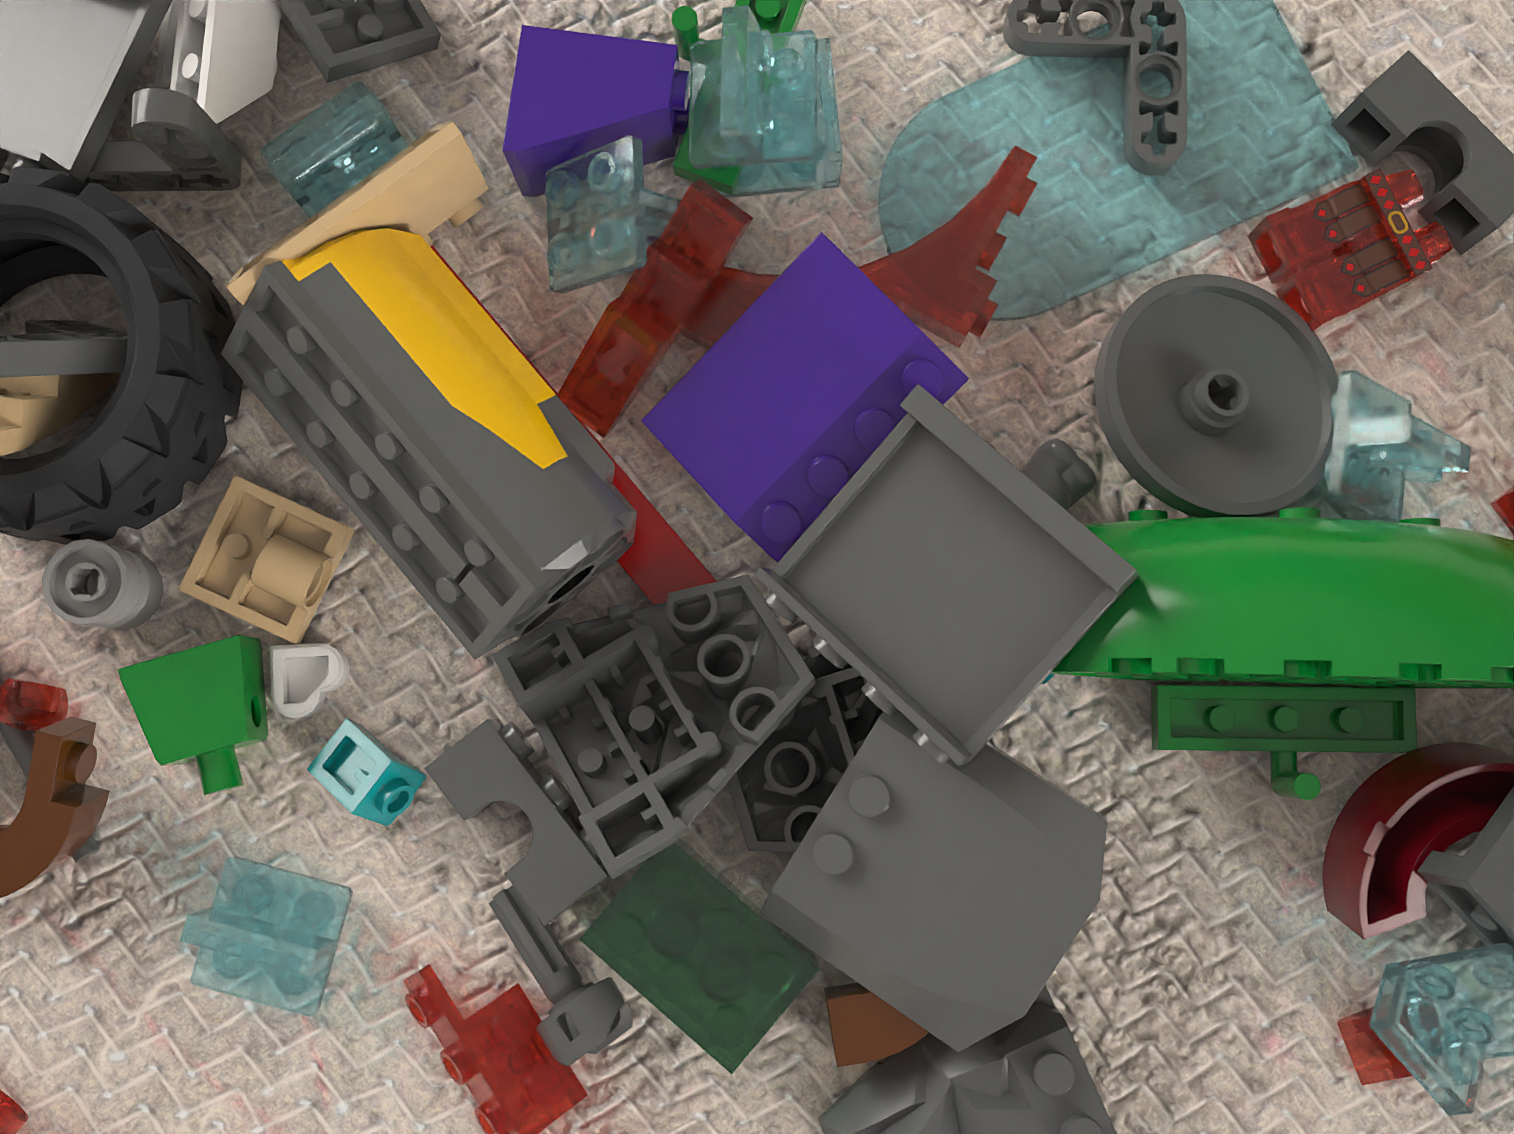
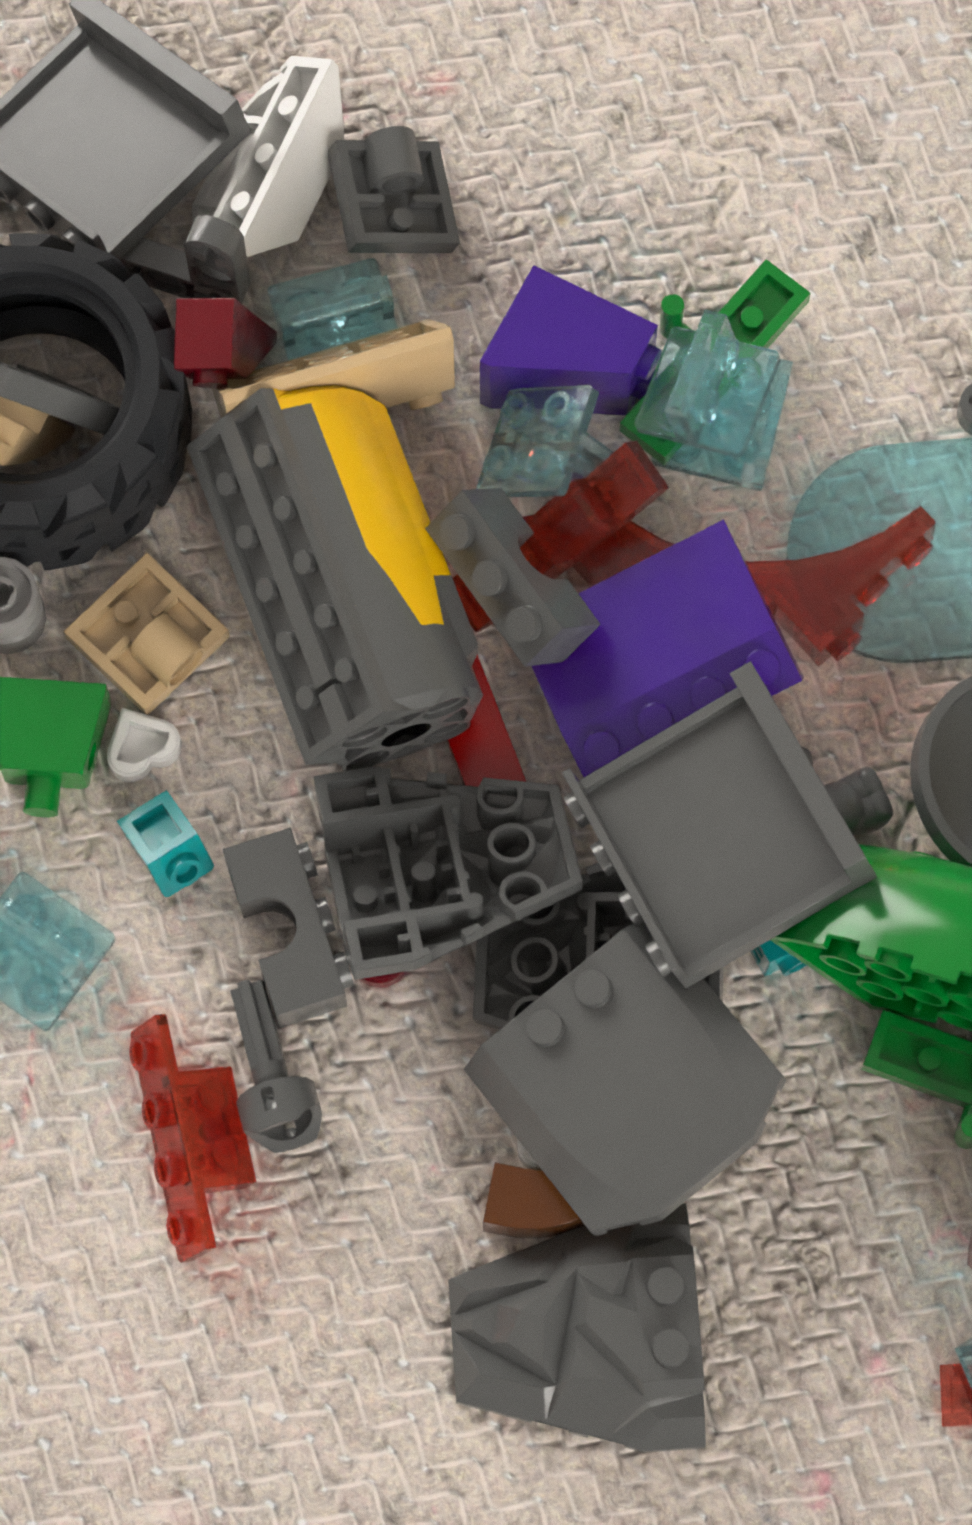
camera: 20 degrees right, 10 degrees down
(213, 224) = (219, 340): none -> dark red slope
(655, 405) = (534, 613): none -> dark grey arch
(701, 953) = (401, 1088): clear green brick -> none

